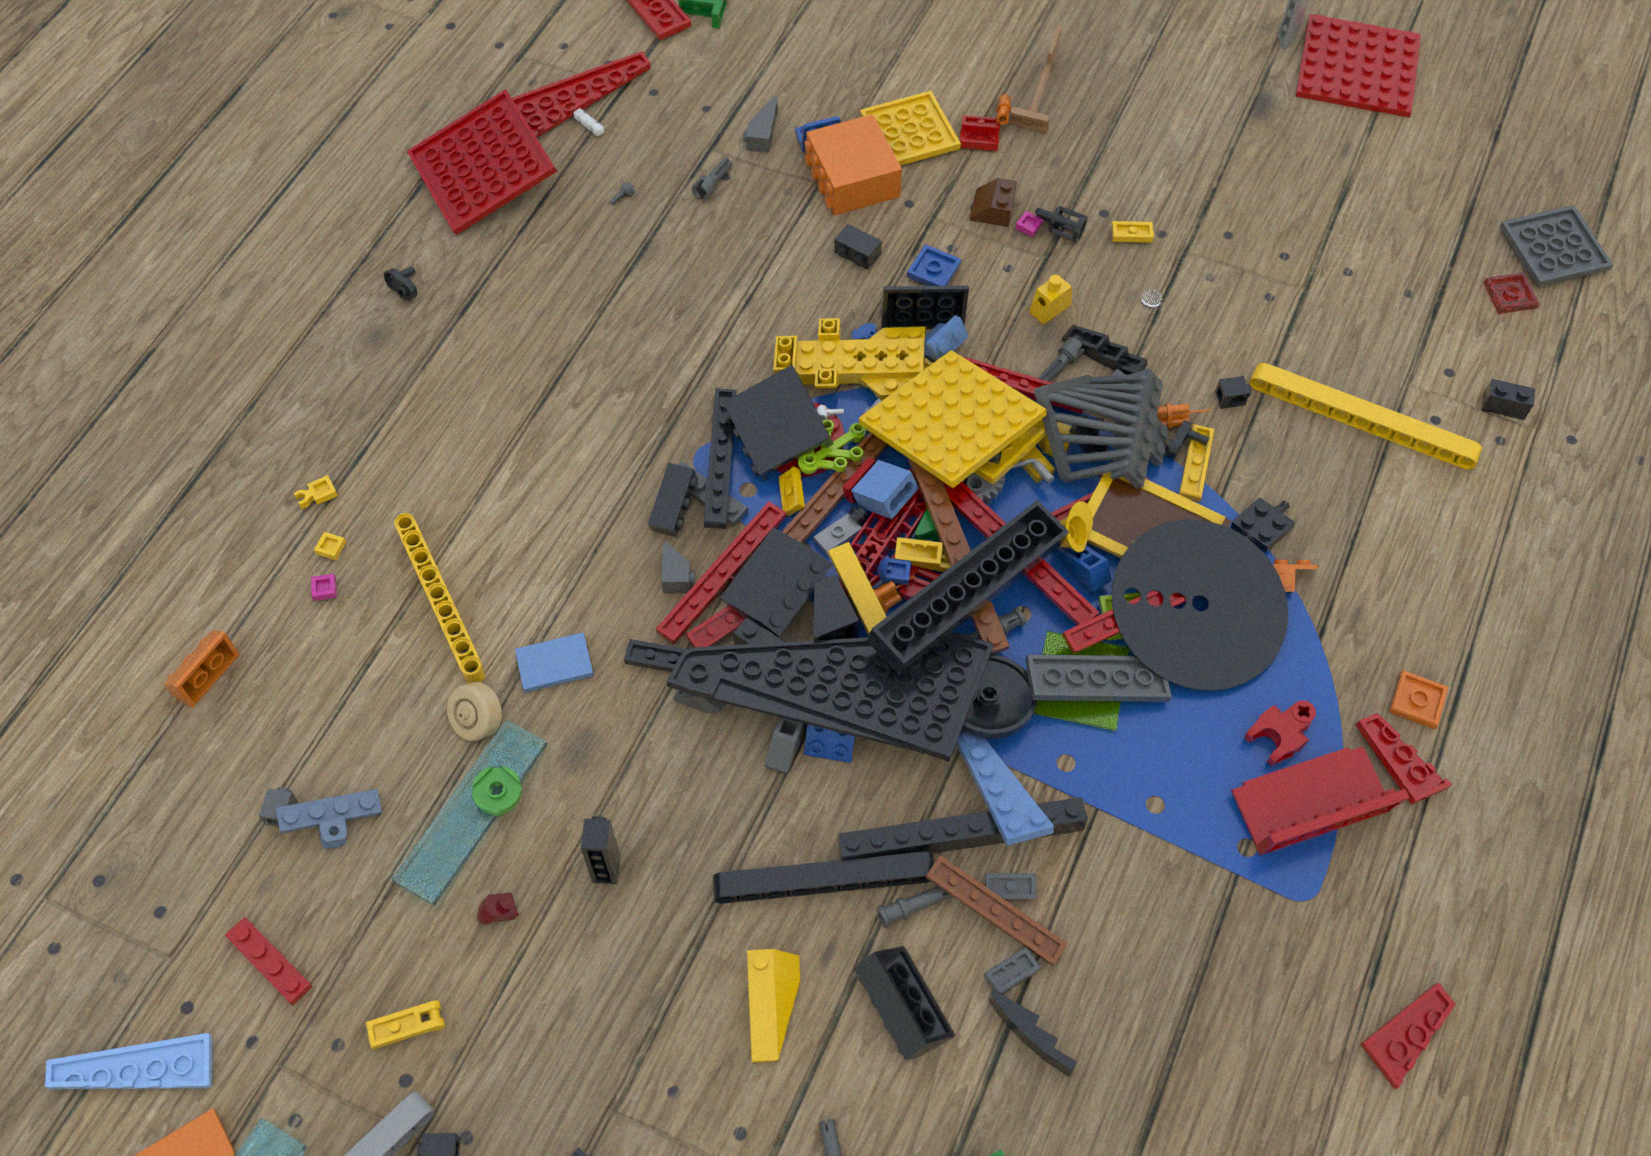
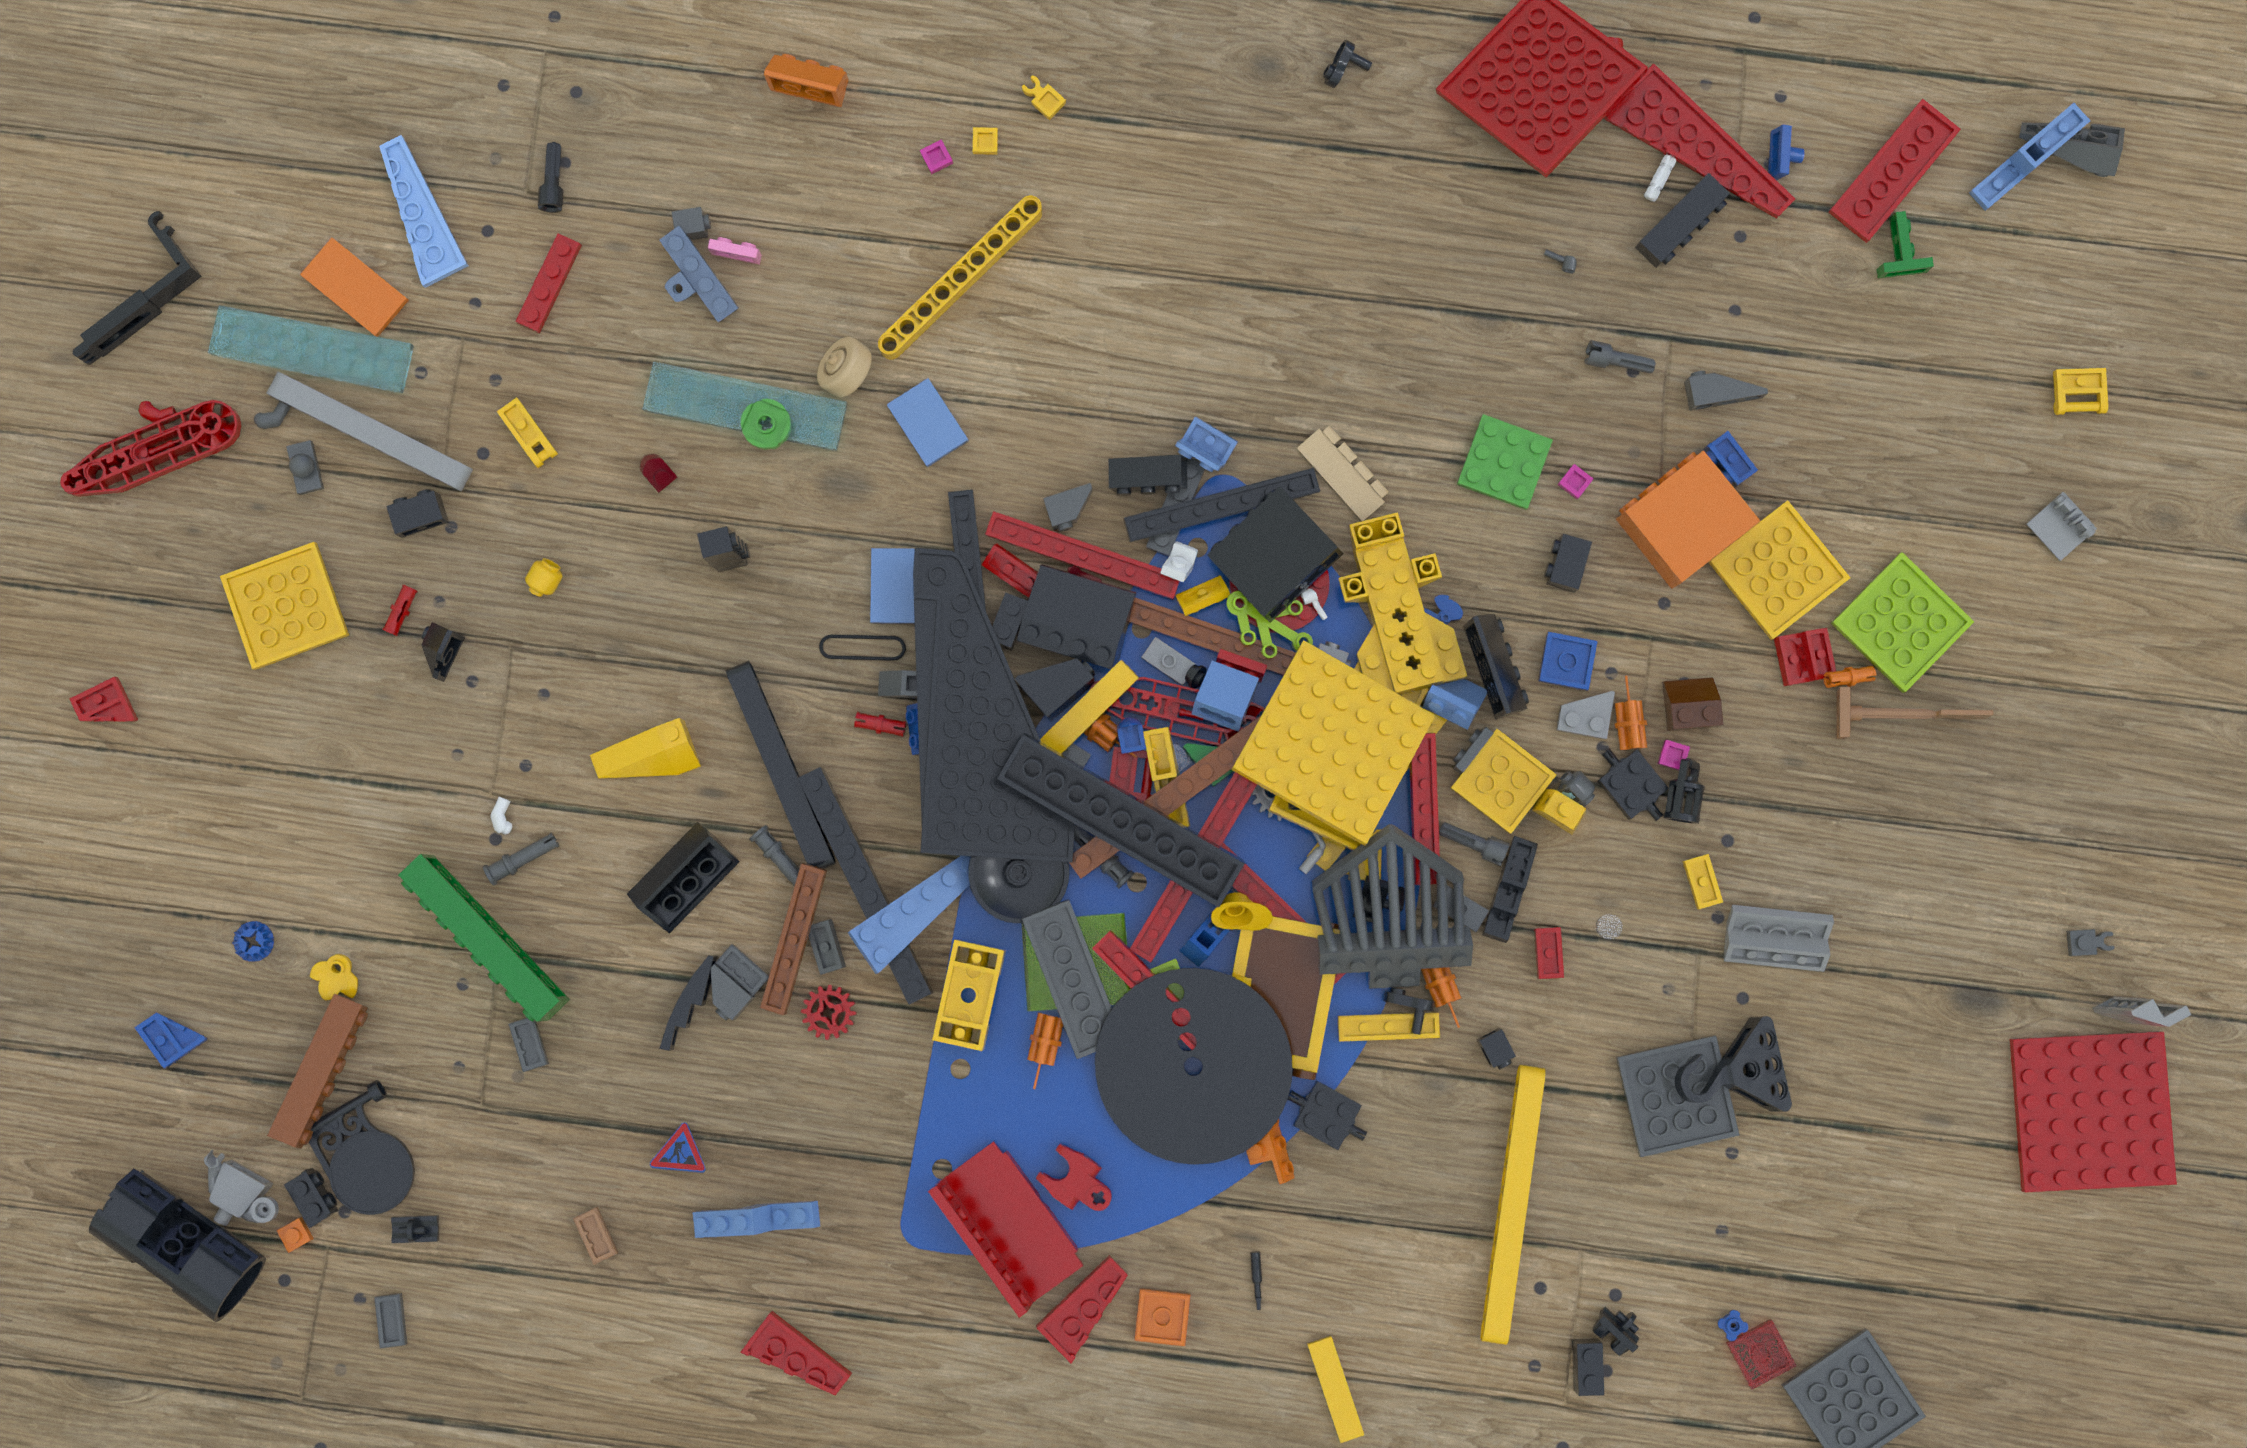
camera: 75 degrees right, 25 degrees up
(182, 929) = (550, 193): none -> black piece
(326, 772) = (725, 248): none -> bright pink plate
(557, 1050) = (543, 577): none -> yellow head
(603, 50) = (1782, 153): none -> blue tile
(627, 115) = (1682, 220): none -> black brick
(666, 450) = (1206, 445): none -> medium blue bracket
(690, 730) = (892, 586): none -> medium blue tile
(731, 373) = (1336, 469): none -> tan windscreen
(745, 780) = (862, 657): none -> black piece
(755, 498) = (1180, 562): none -> white bracket
(762, 268) = (1504, 462): none -> bright green plate
(796, 227) = (1575, 481): none -> dark pink plate
(813, 779) = (880, 724): none -> red pin
(973, 73) = (1902, 622): none -> lime plate
(981, 269) = (1587, 716): none -> light grey wing
(985, 344) = (1478, 740): none -> dark grey plate
(996, 242) = (1630, 723): none -> orange piece
(1016, 332) = (1503, 781): none -> yellow plate
(1031, 284) = (1577, 787): none -> dark grey head
(1034, 990) = (728, 995): none -> dark grey slope
(1043, 255) = (1632, 784): none -> black plate
(1076, 891) = (833, 1024): none -> red gear
(1115, 775) = (974, 968): none -> yellow plate
(1147, 722) = (1045, 1041): none -> orange piece
(1163, 339) = (1549, 953): none -> red plate
(1183, 1086) = (679, 1153): none -> piece
(1187, 200) = (1777, 938): none -> light grey slope
(1235, 38) = (2086, 942): none -> dark grey plate
(1267, 1026) = (756, 1219): none -> medium blue bracket
(1286, 239) = (1729, 1072): none -> black piece
(1297, 289) = (1657, 1111): none -> dark grey plate
(1395, 616) = (1256, 1276): none -> black piece
(1476, 366) = (1621, 1327): none -> black hips
(1485, 303) = (1725, 1324): none -> blue plate
(1502, 583) = (1335, 1389): none -> yellow tile

